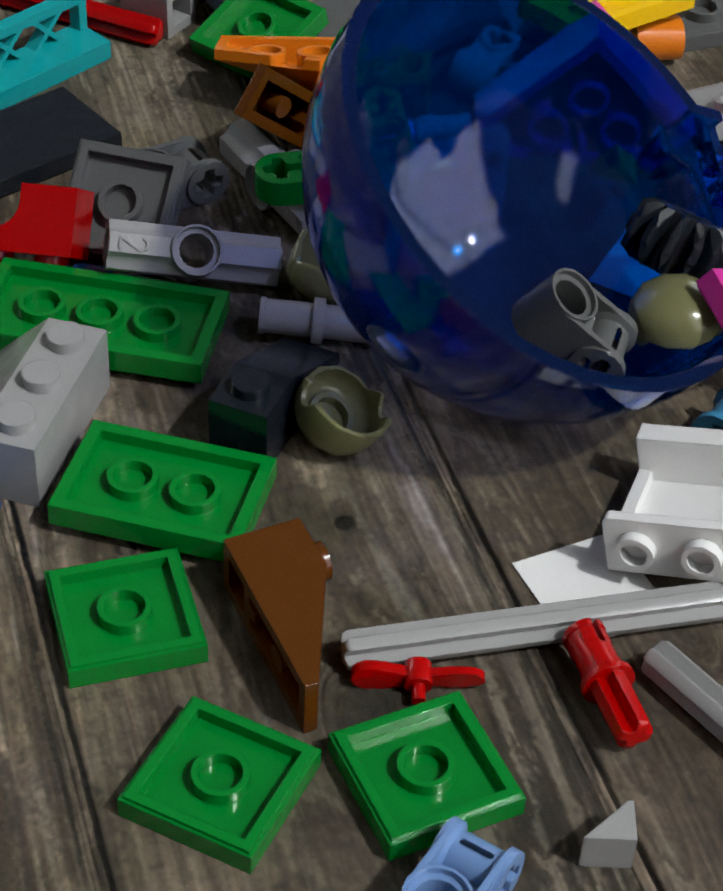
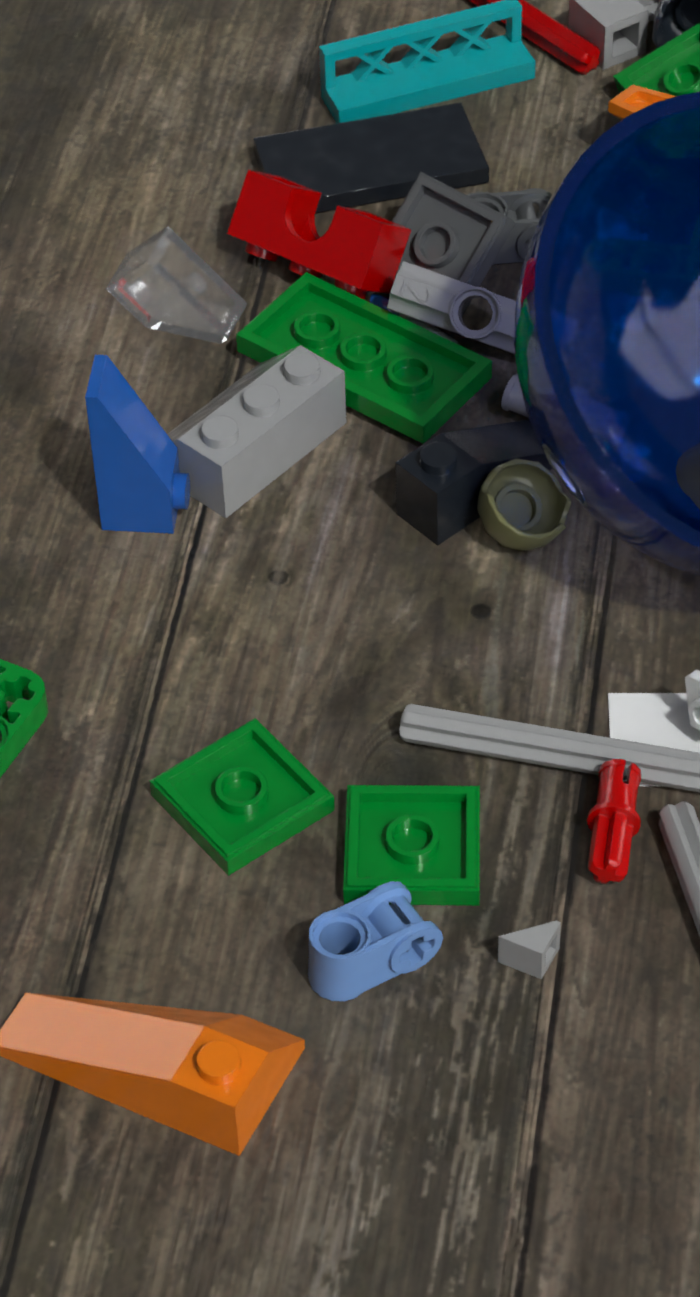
camera: 30 degrees right, 5 degrees up
(125, 617) = (241, 635): green tile -> none
(161, 490) = (330, 535): green plate -> none
(279, 593) = (374, 669): reddish brown slope -> none
(415, 675) = (453, 763): red piece -> none

